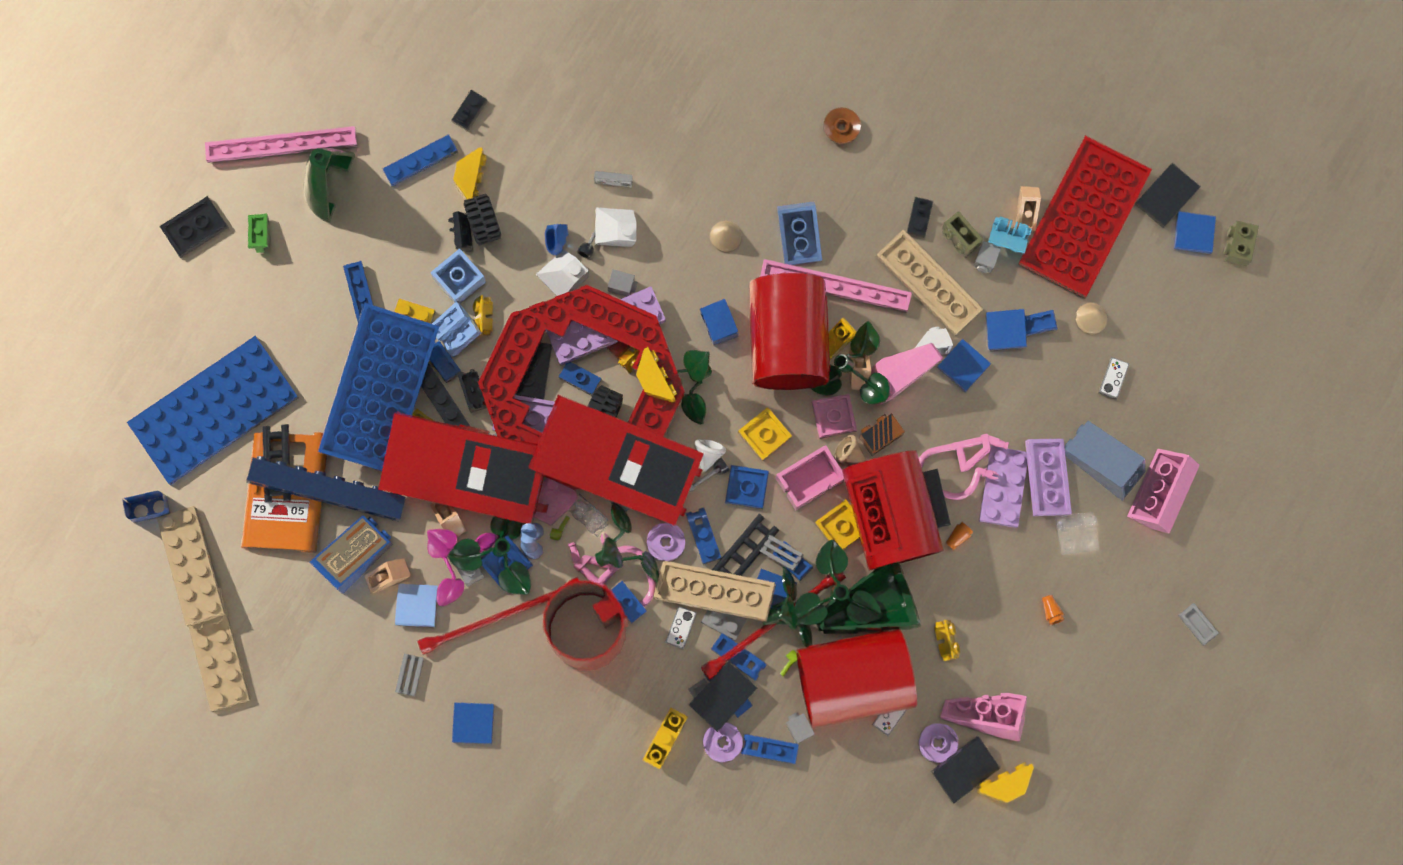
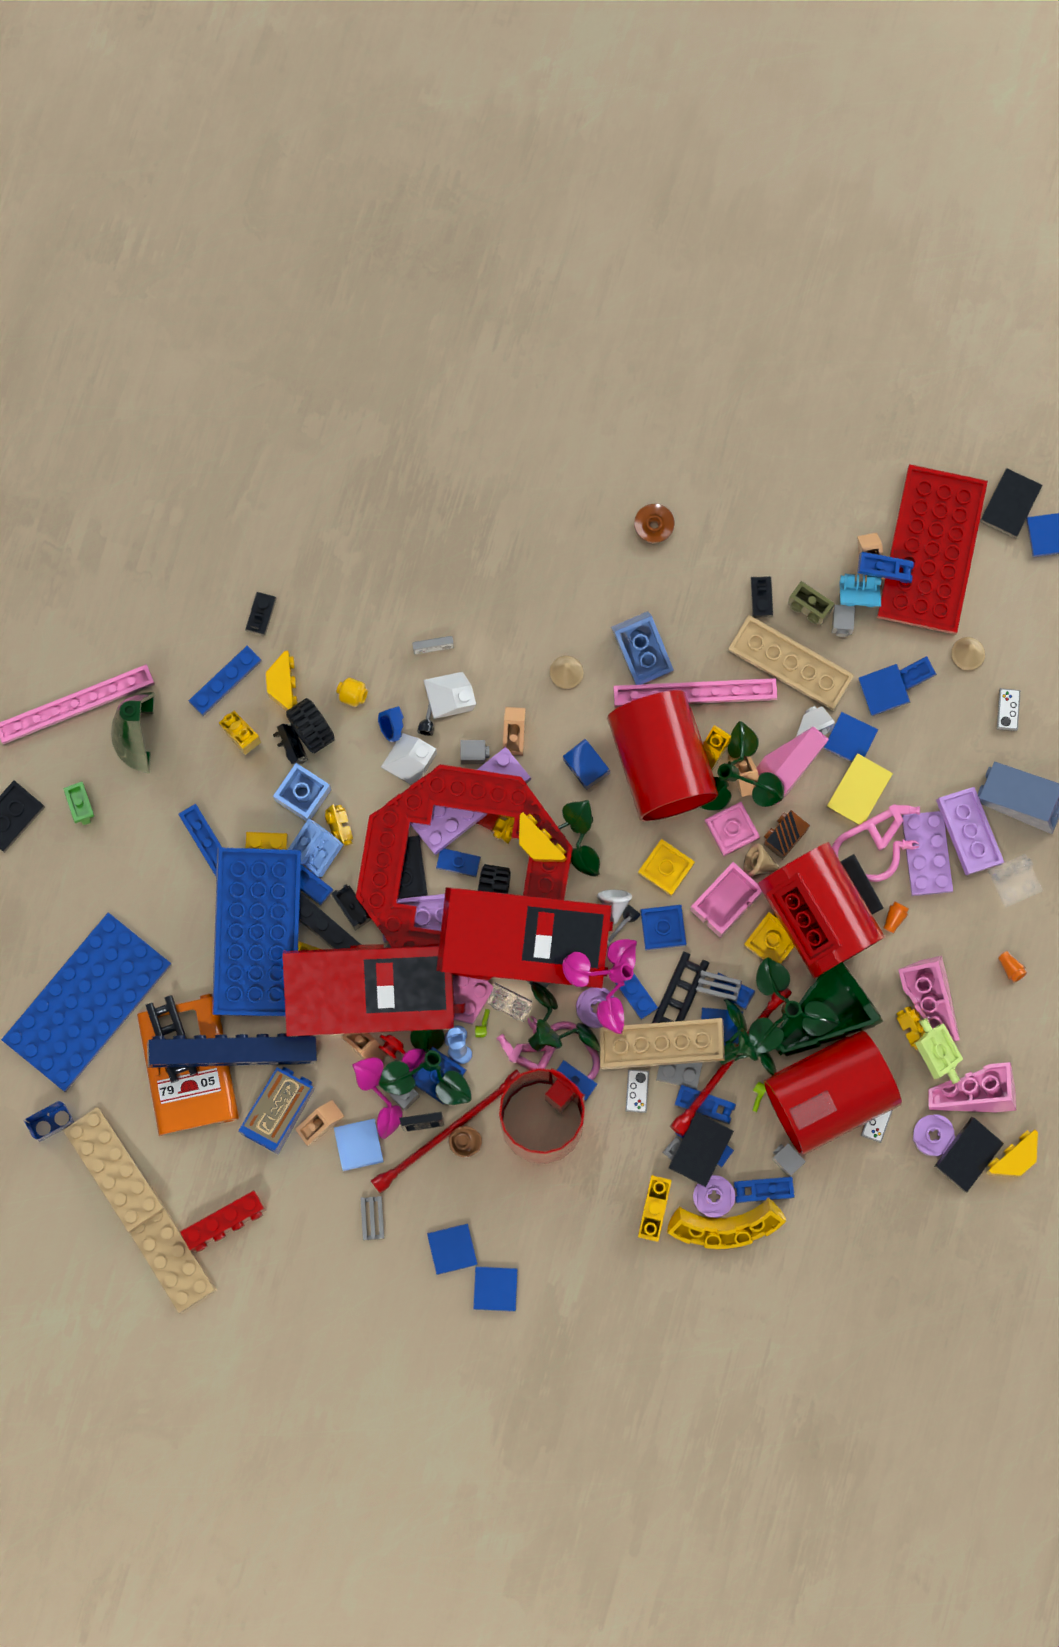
camera: 10 degrees left, 0 degrees up
(274, 639) = (222, 1221): none -> red brick
(419, 208) = (240, 732): none -> yellow slope
(470, 524) = (391, 1046): none -> red piece
(477, 600) = (422, 1121): none -> black tile
(501, 770) = (495, 1289): none -> blue tile
(512, 629) = (465, 1141): none -> medium nougat hair
(529, 200) = (352, 692): none -> yellow head
(663, 274) = (514, 730): none -> light nougat slope
(702, 504) = (623, 956): none -> dark pink plant
(725, 777) = (729, 1231): none -> yellow brick
(832, 689) = (812, 1110): none -> clear tile
(959, 412) = (859, 789): none -> light yellow tile
(964, 668) = (939, 1051): none -> yellowish green plate
(971, 613) = (930, 992): none -> bright pink wedge
(1038, 220) = (885, 567): none -> blue plate

